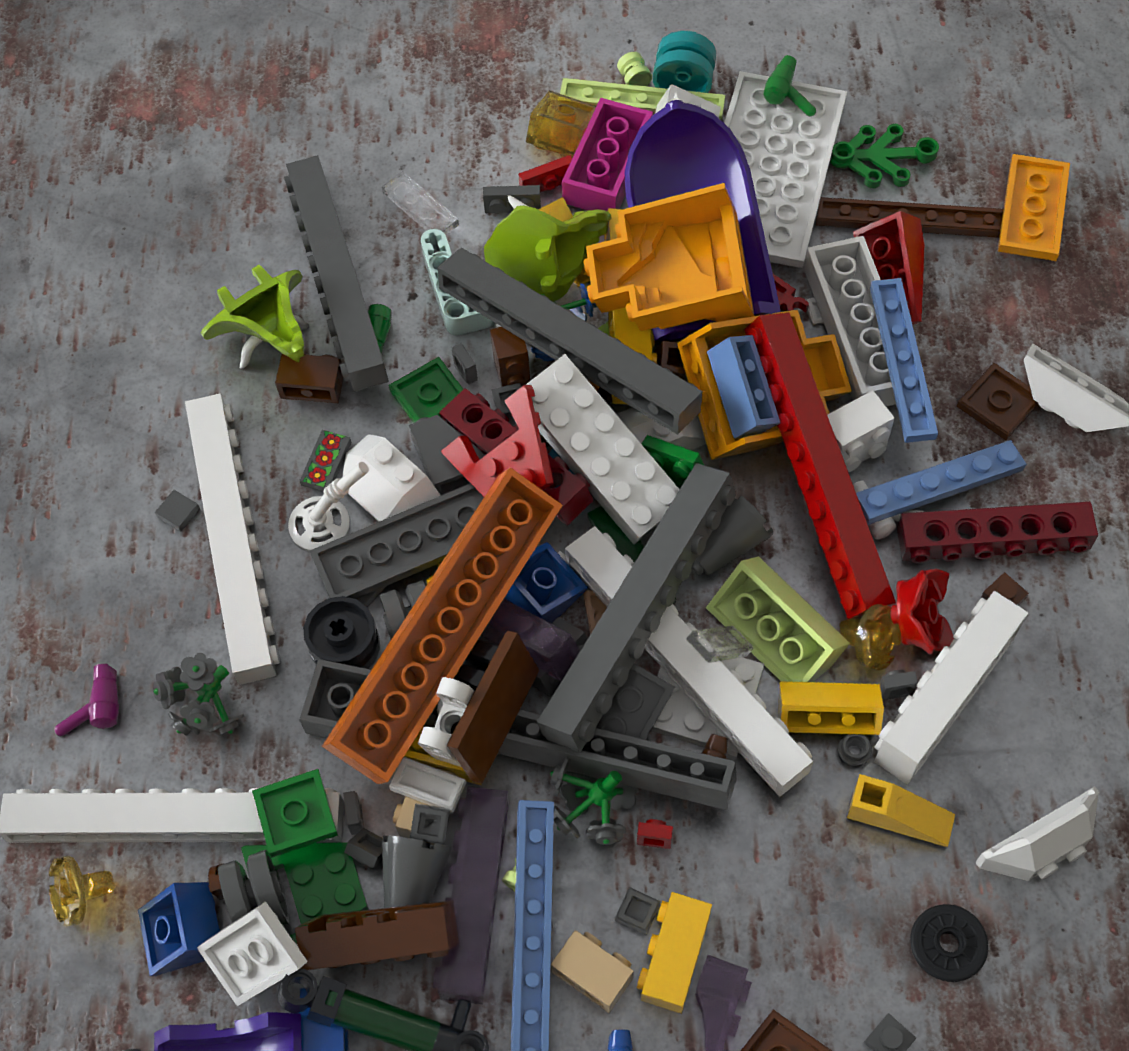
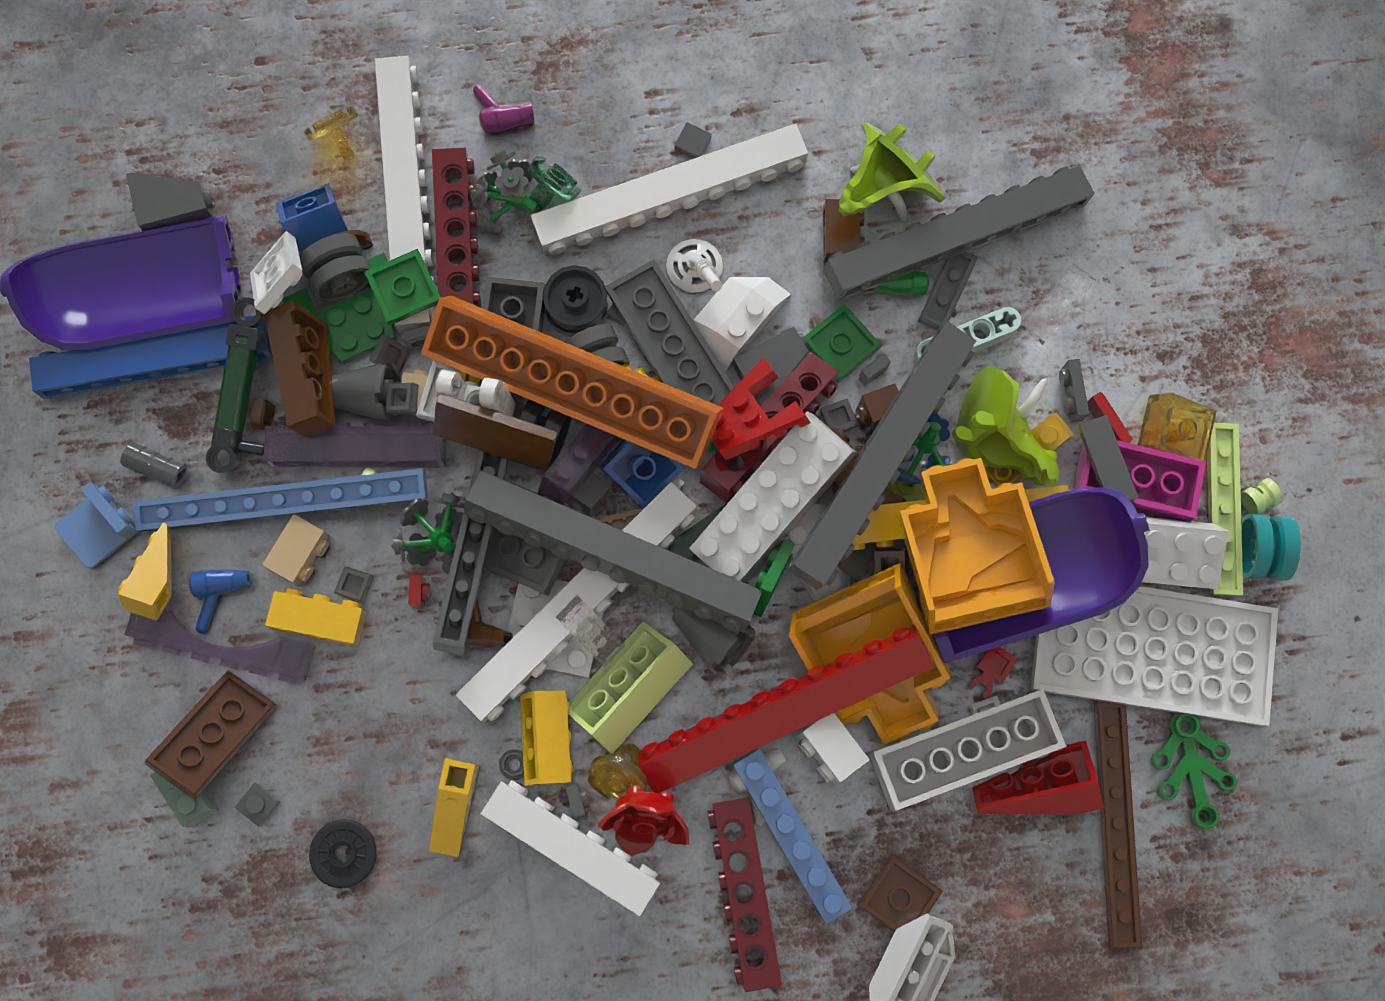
camera: 75 degrees right, 15 degrees up
(150, 751) = (446, 165): none -> dark red brick
(194, 644) = (552, 182): none -> clear green tile
(325, 460) = (757, 260): tile -> none
(401, 300) = (947, 290): none -> dark grey tile
(420, 1003) = (262, 414): none -> reddish brown tile
(587, 169) = (1106, 456): none -> dark grey tile
(743, 386) = (850, 629): medium blue brick -> none
(780, 86) = (1258, 650): green piece -> none
(903, 361) = (913, 790): medium blue plate -> none
(1008, 588) = (682, 903): reddish brown plate -> none
(1034, 207) = (1139, 932): light orange plate -> none
(1046, 841) = (437, 940): white wedge -> none

